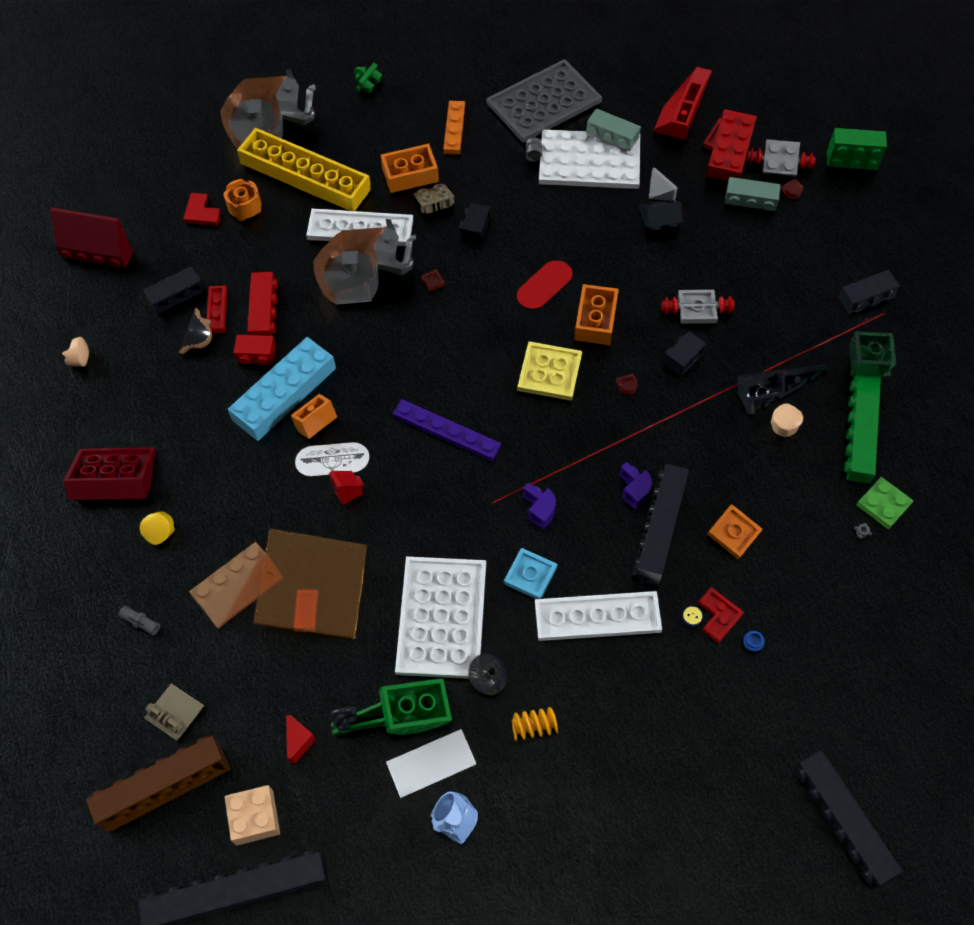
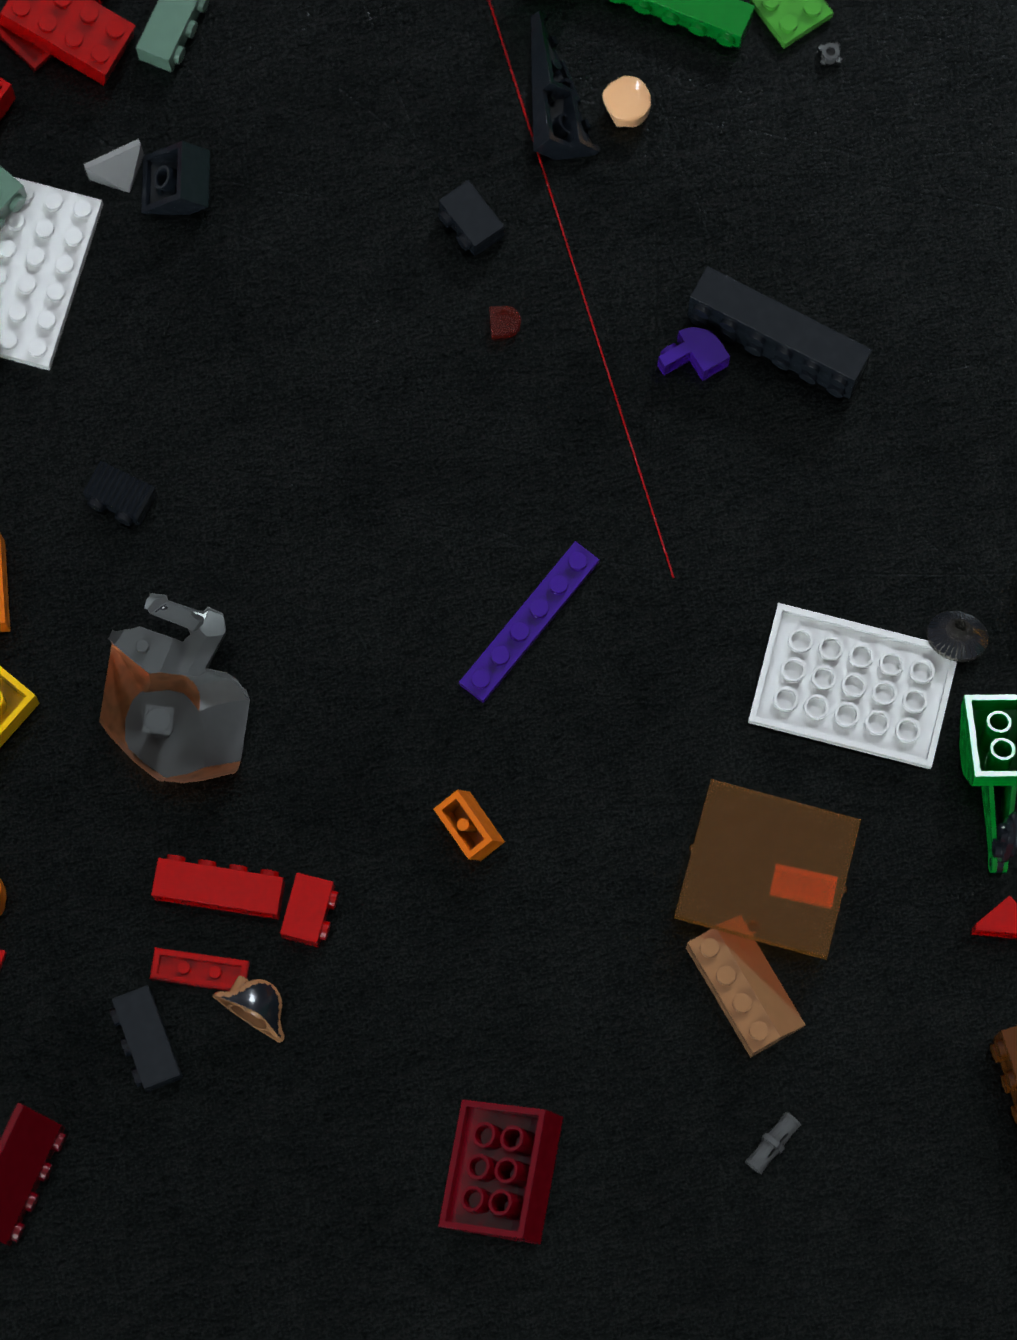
camera: 80 degrees left, 15 degrees up
(77, 354) = (250, 1217): light nougat hair -> none
(157, 527) = (619, 1101): yellow hair -> none
(173, 712) = (930, 1100): dark tan hinge -> none
(282, 388) = (399, 871): medium azure brick -> none
(327, 223) = (71, 714): white plate -> none
(333, 457) = (542, 813): white sticker -> none
(346, 485) = (608, 791): red slope -> none
(433, 280) = (224, 590): clear red tile -> none
(437, 194) = (42, 555): dark tan hinge -> none
(530, 574) = (810, 542): medium azure plate -> none
(544, 284) = (273, 408): red sticker -> none
(544, 505) = (702, 495): dark purple brick -> none
(549, 371) = (455, 436): light yellow plate -> none
(596, 314) = (369, 336): orange brick -> none
(597, 616) = (895, 462): white plate -> none
(692, 616) = (919, 330): light yellow tile -> none
(697, 306) = (382, 174): light grey plate -> none
(724, 614) = (922, 284): red tile -> none
(734, 531) = (797, 232): orange plate -> none
(753, 641) = (972, 256): blue plate -> none

